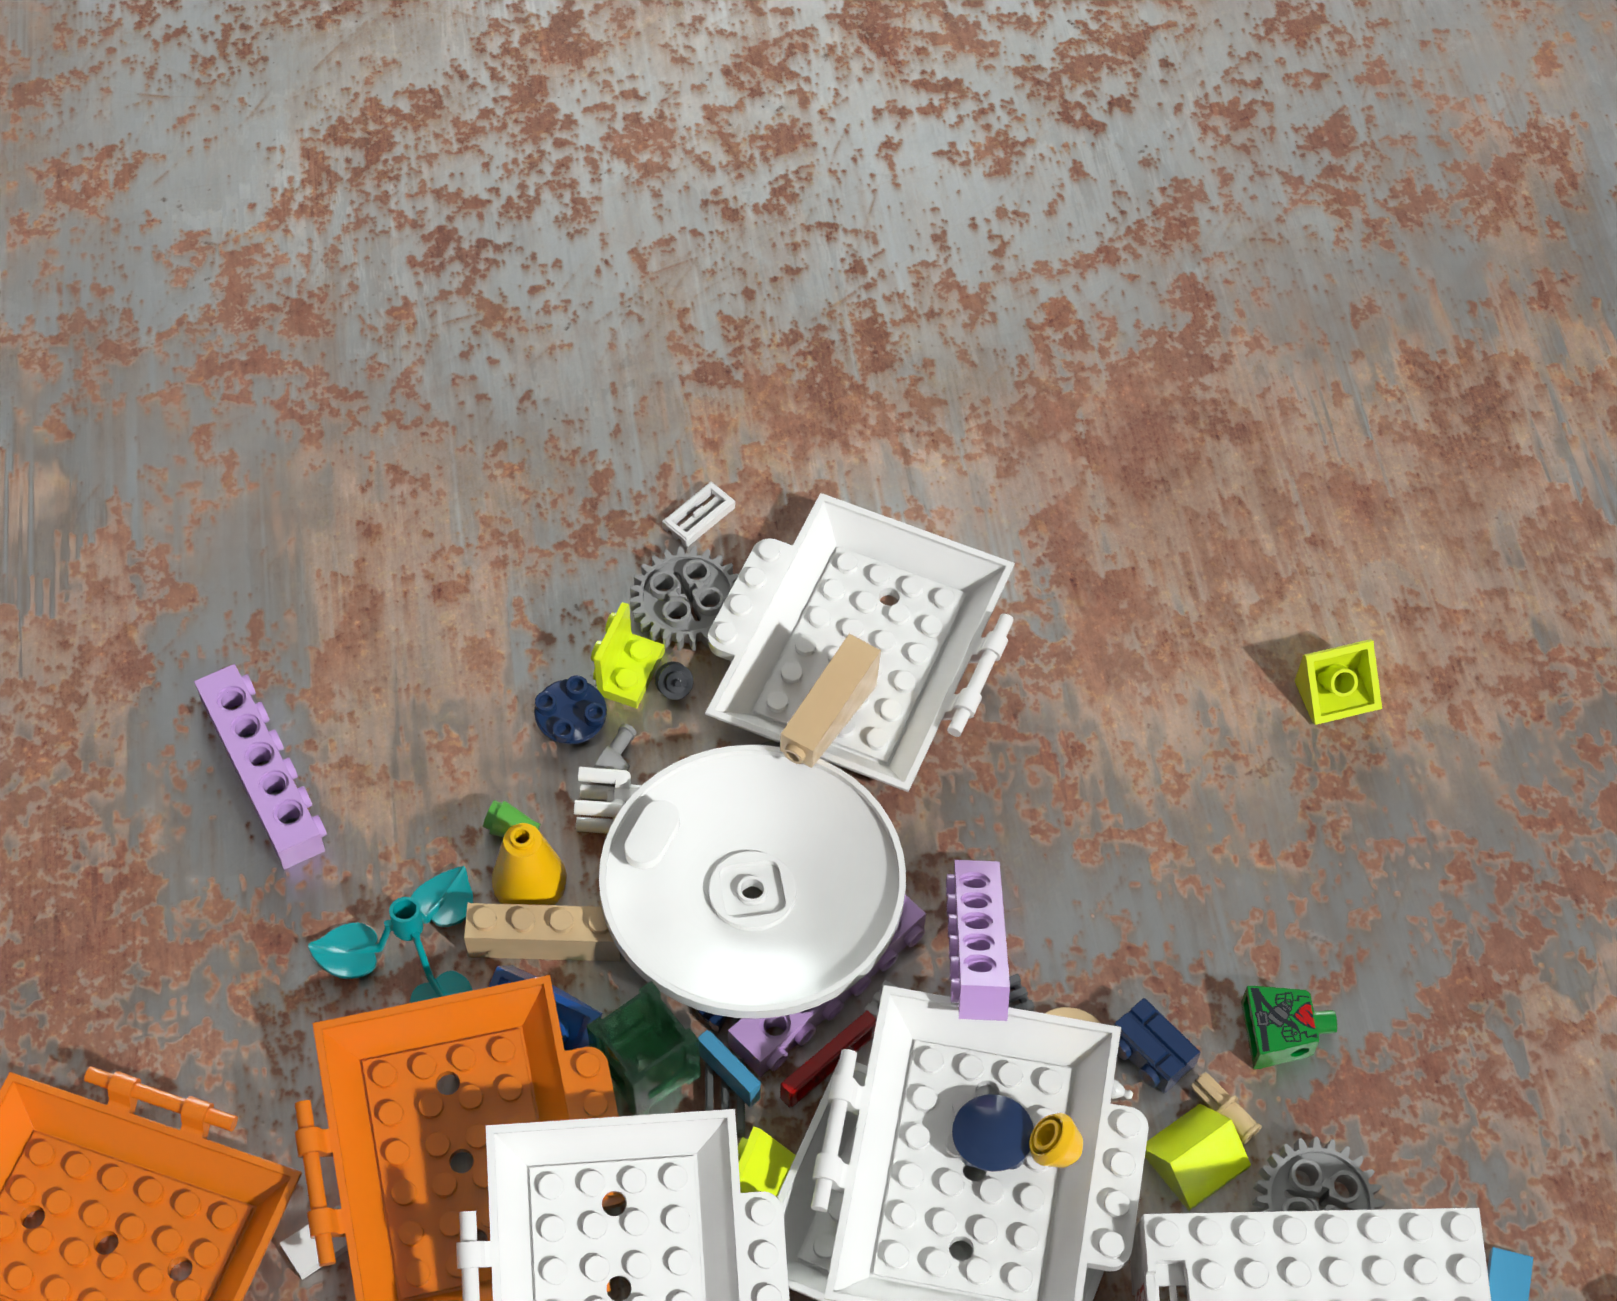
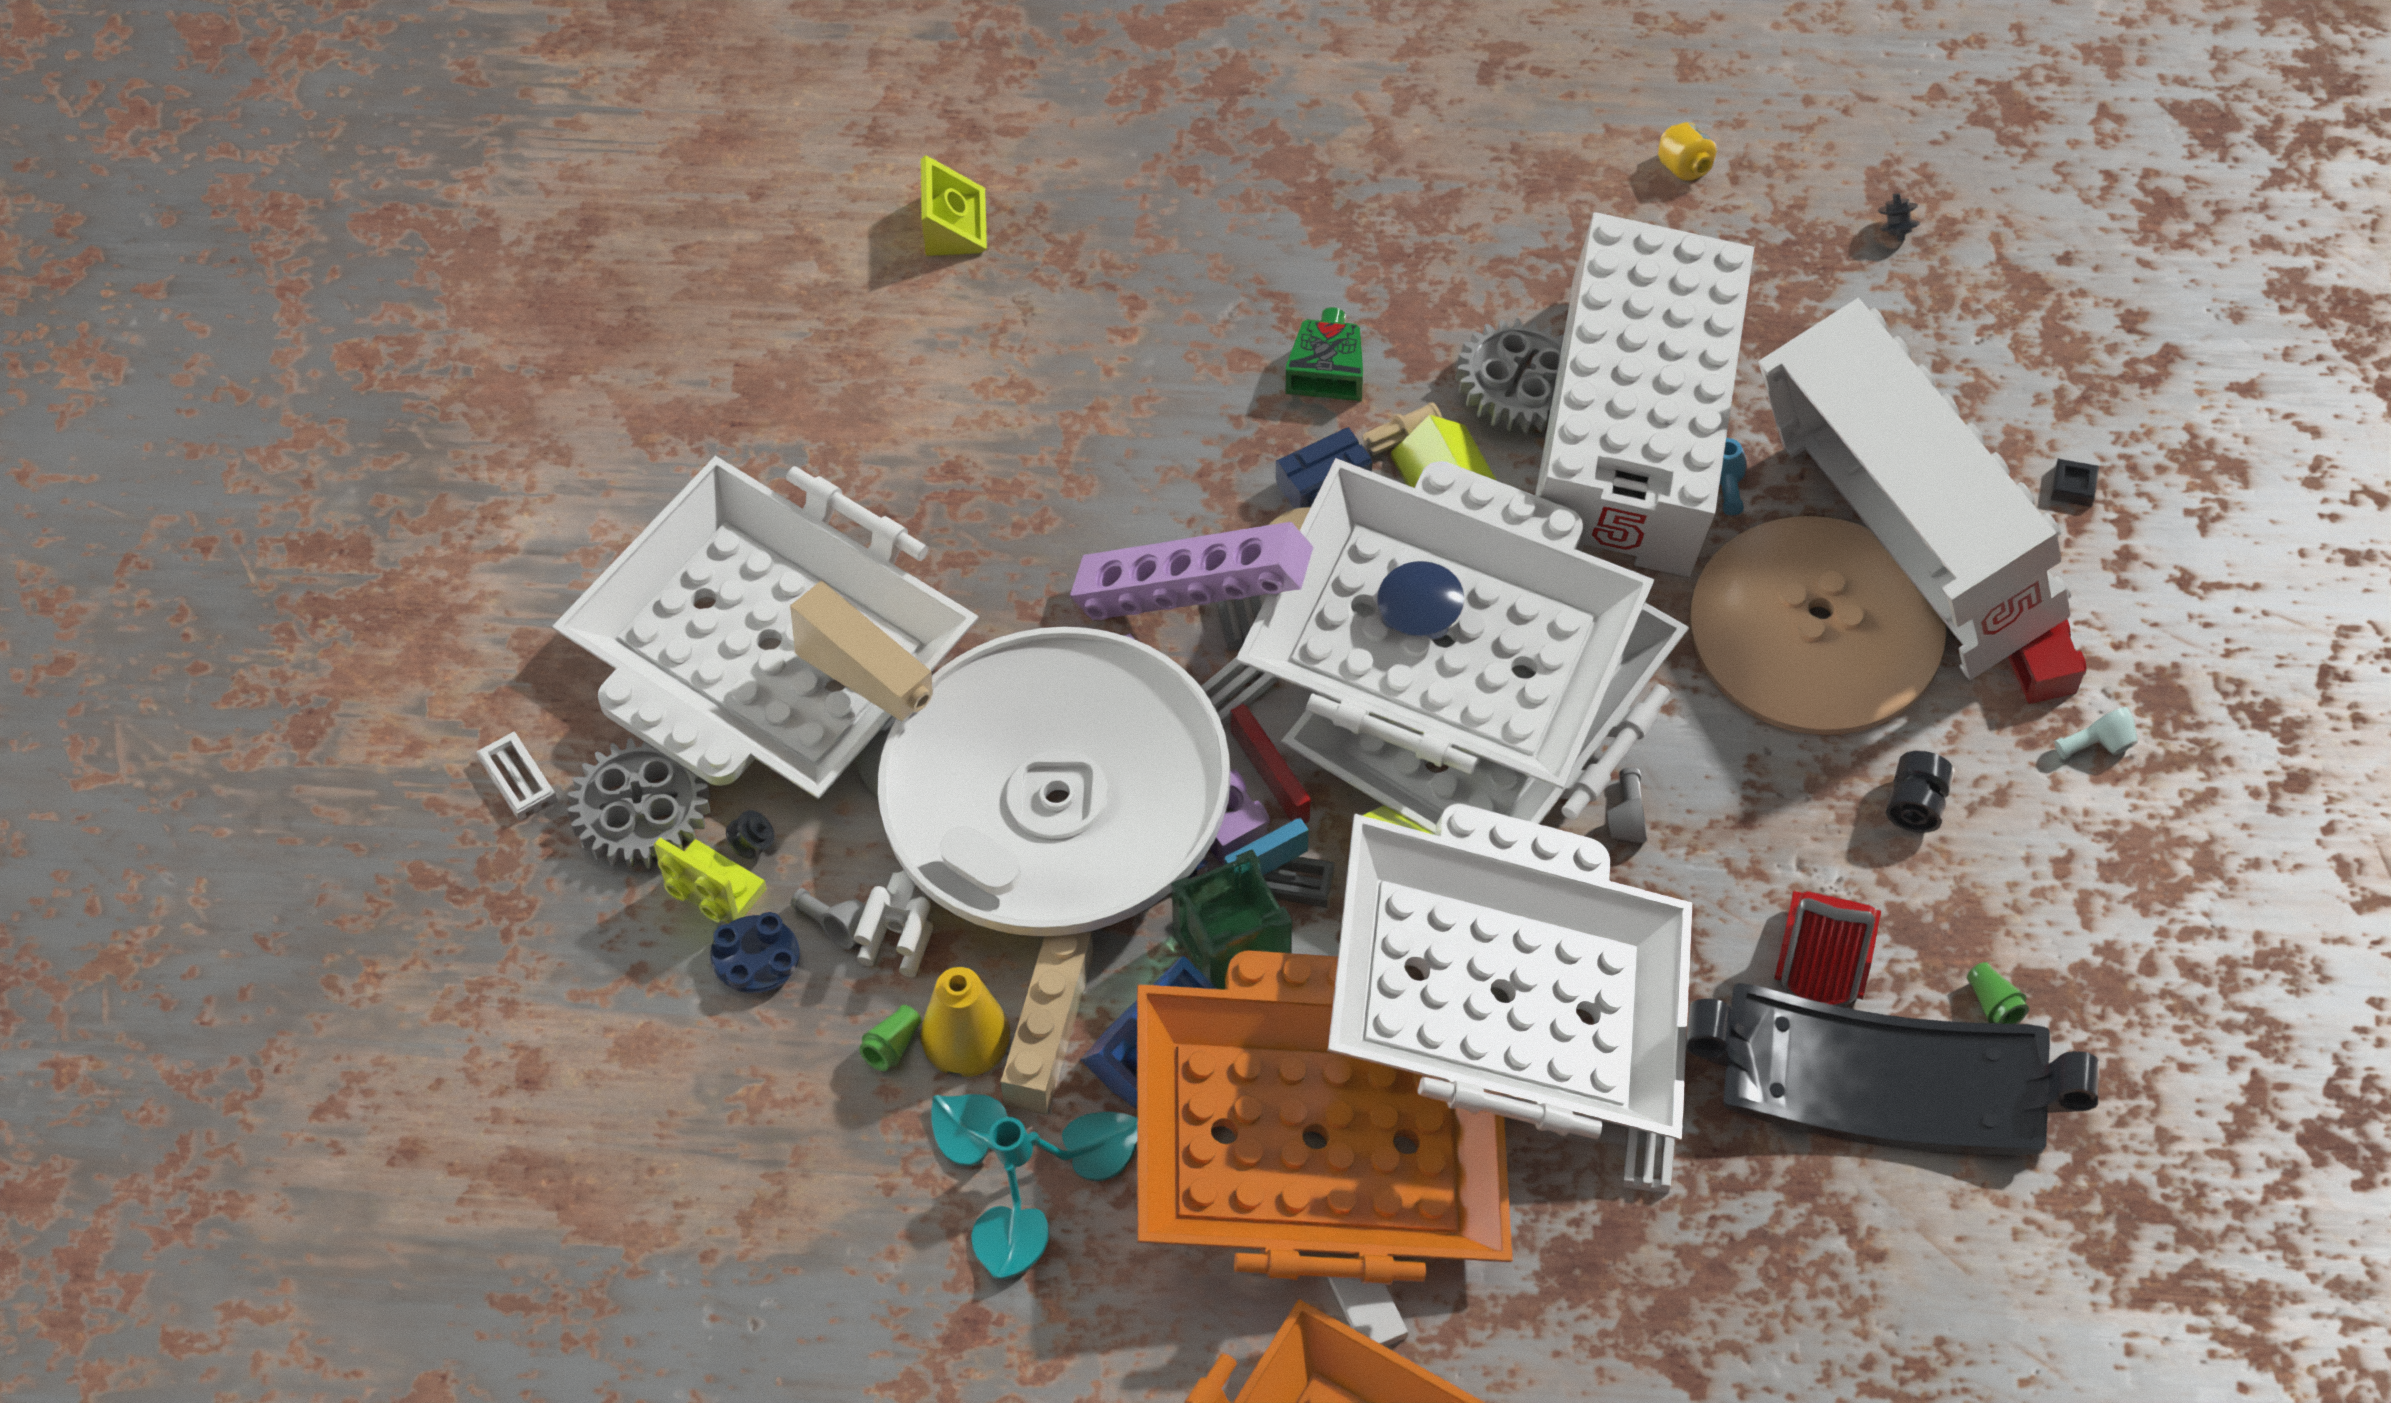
camera: 75 degrees left, 0 degrees up
(292, 841) = (712, 1328): lavender brick -> none
(1056, 1141) = (1447, 539): yellow cone -> none

